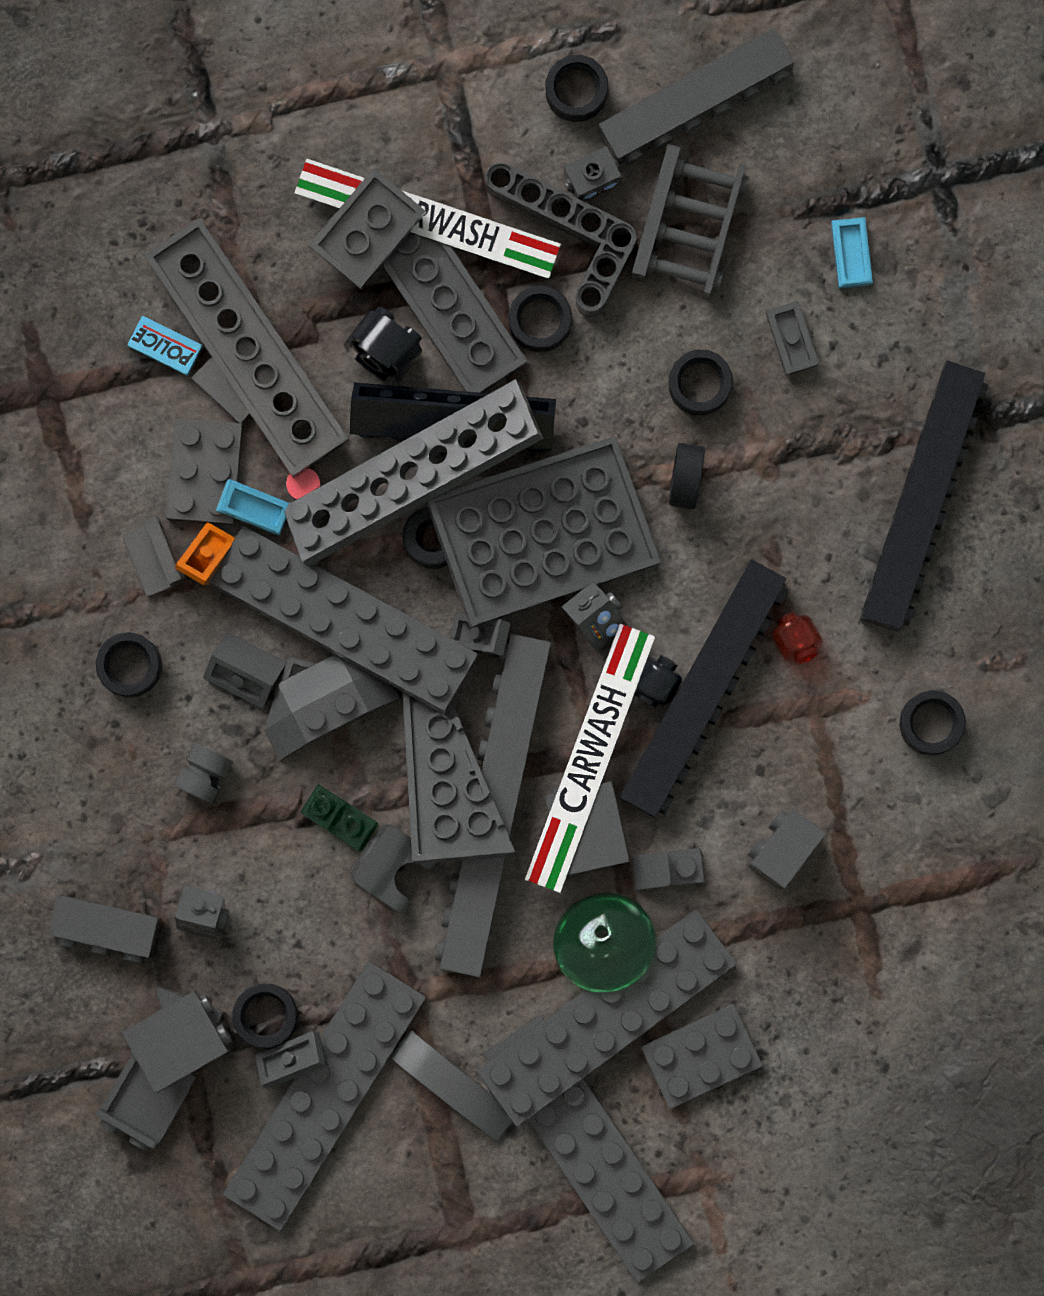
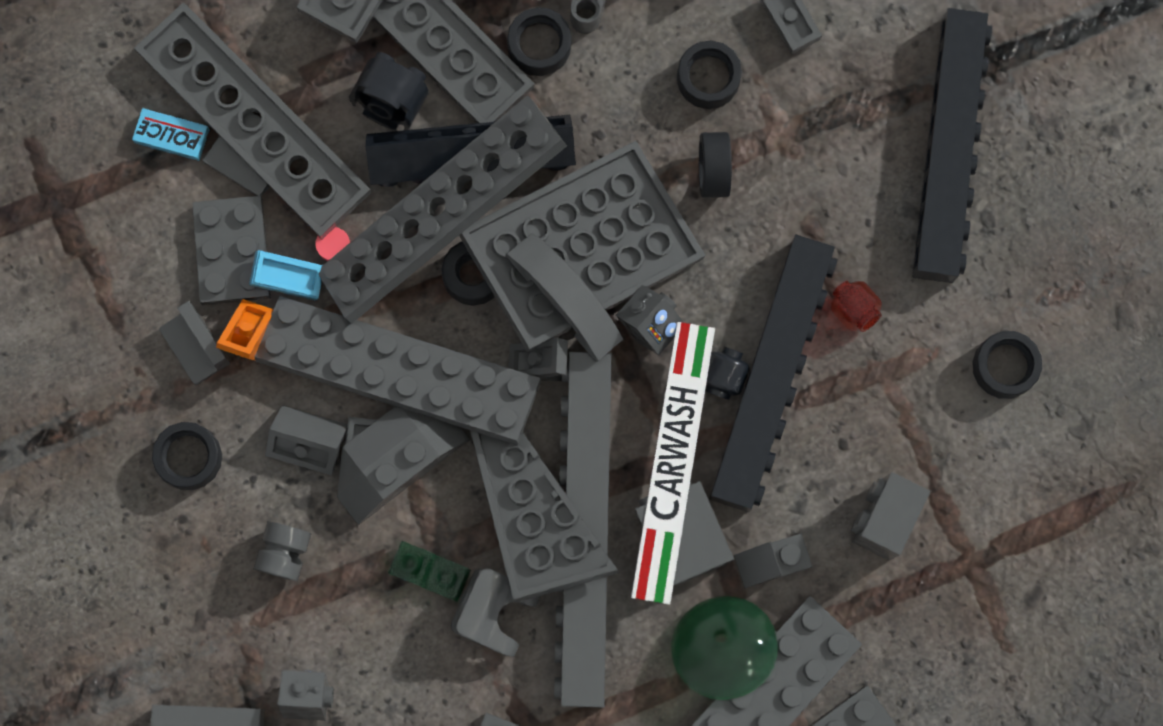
camera: 20 degrees left, 5 degrees down
(517, 579) = (568, 295): none -> dark grey slope

